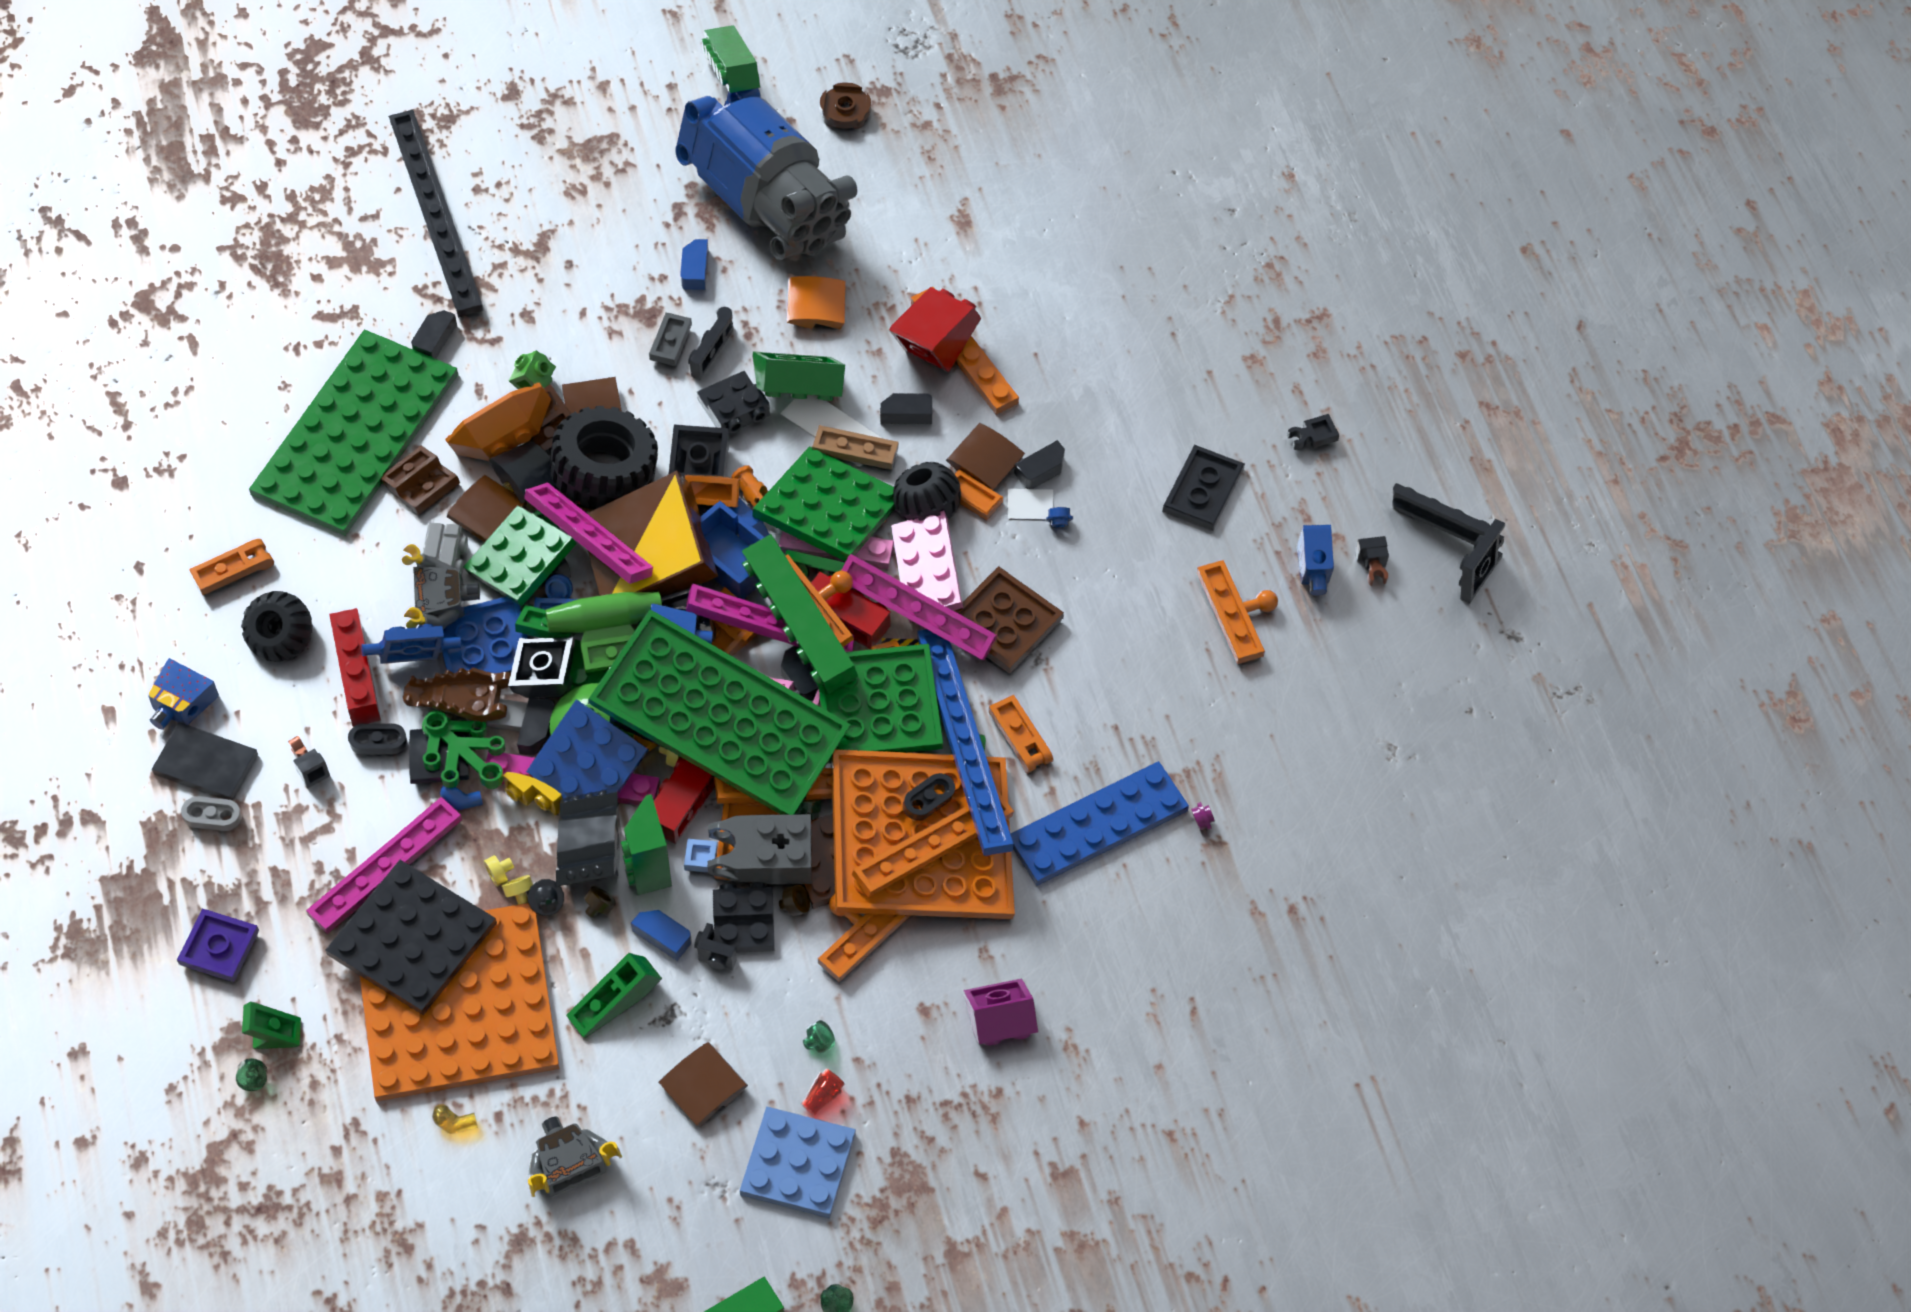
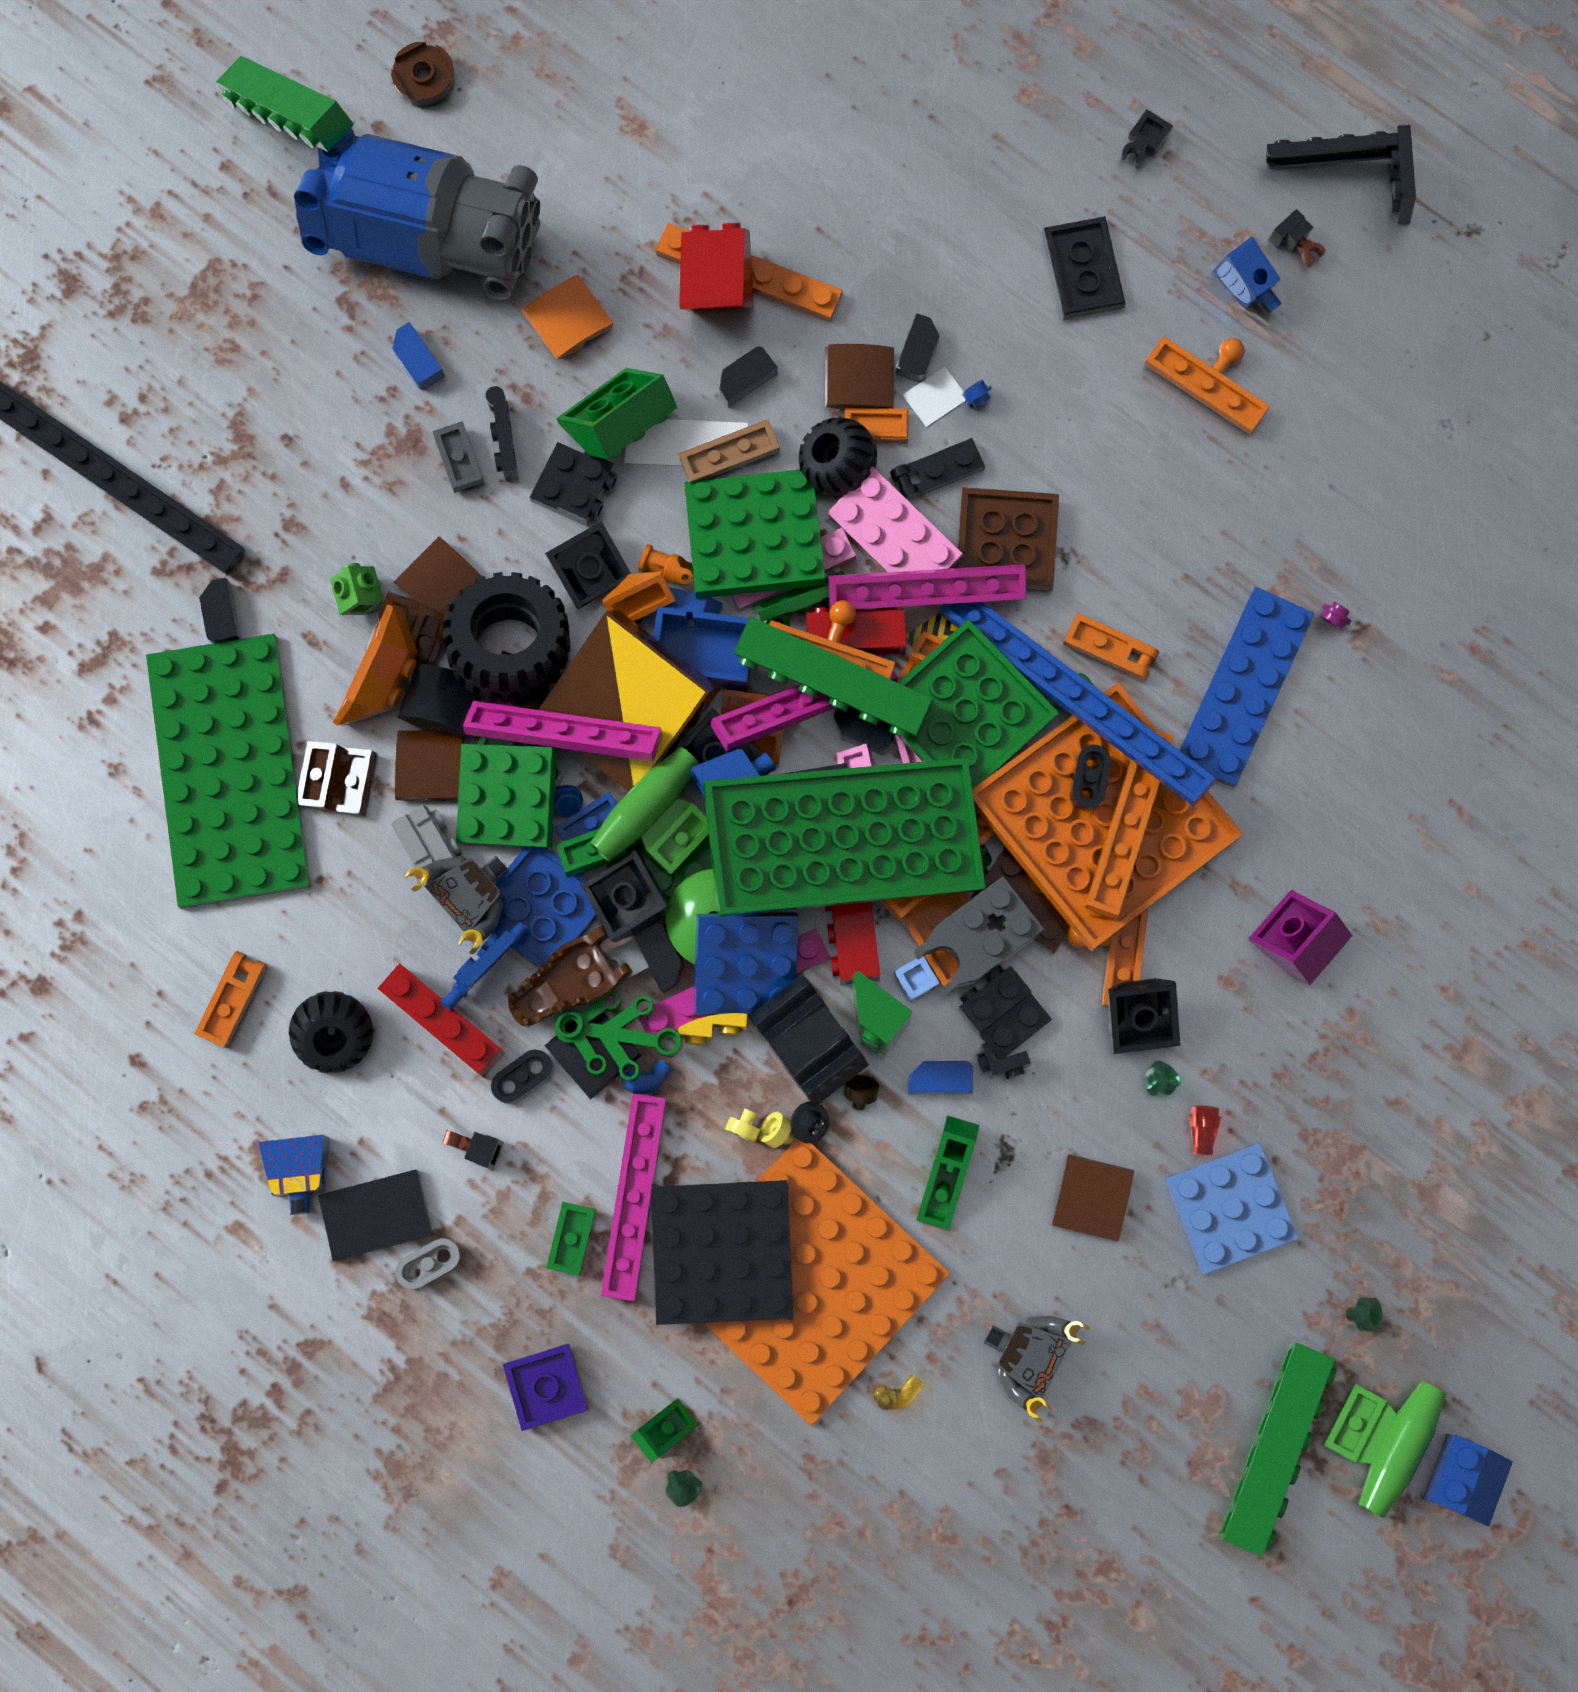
camera: 30 degrees left, 20 degrees up
(319, 862) = (571, 1238): none -> green plate
(795, 900) = (1037, 961): dark brown tile -> none
(837, 979) = (1143, 1015): none -> black slope
(992, 548) = (938, 469): none -> black plate

